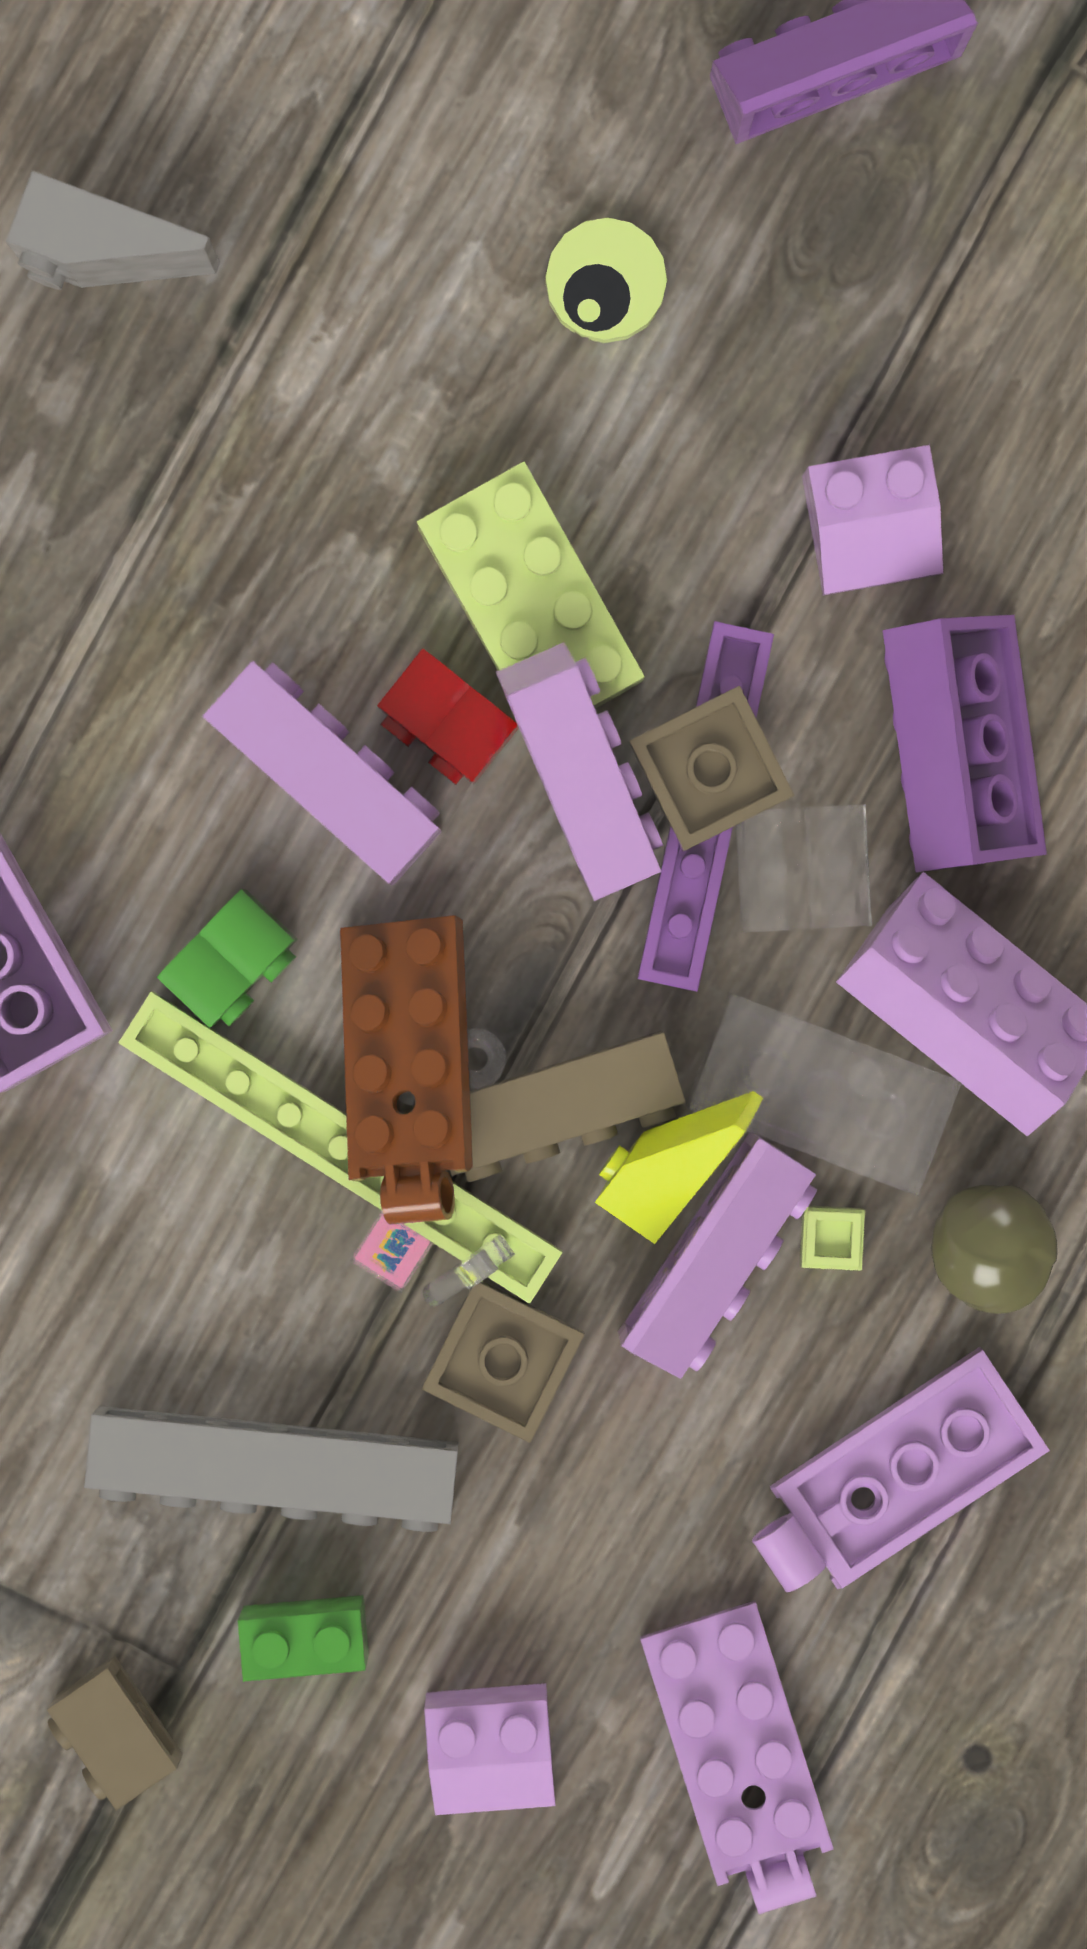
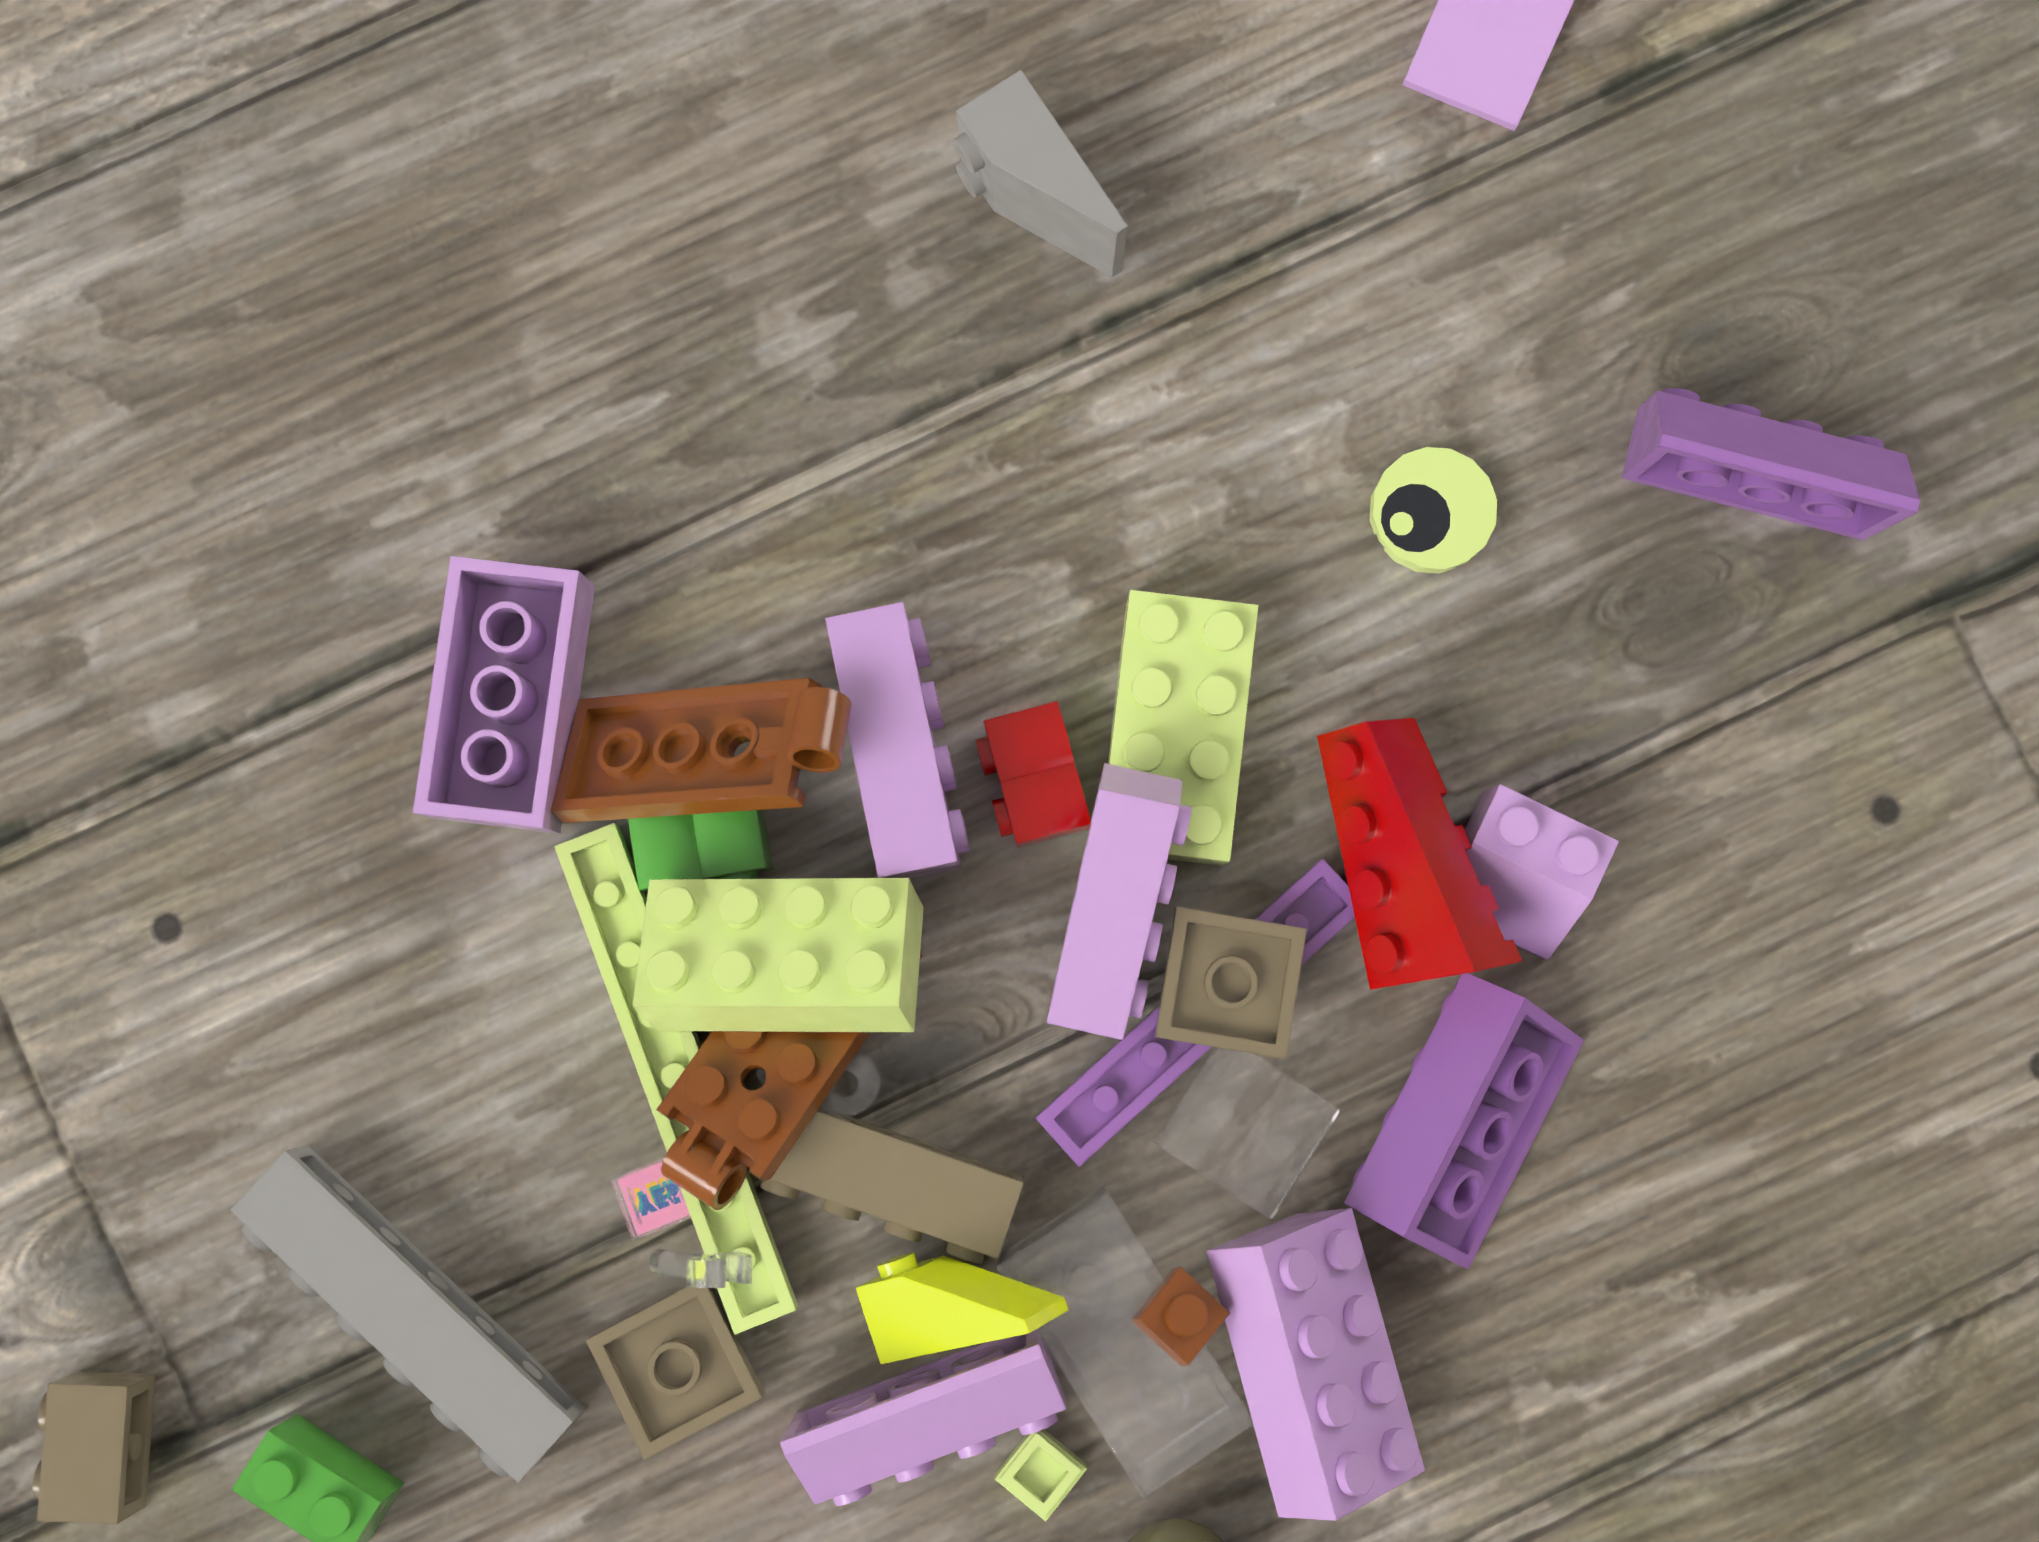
camera: 40 degrees right, 5 degrees down
(162, 901) = (678, 749): none -> dark orange hinge
(357, 995) = (780, 955): none -> yellowish green brick
(776, 575) = (1406, 859): none -> red wedge
(850, 1043) = (1180, 1316): none -> dark orange plate

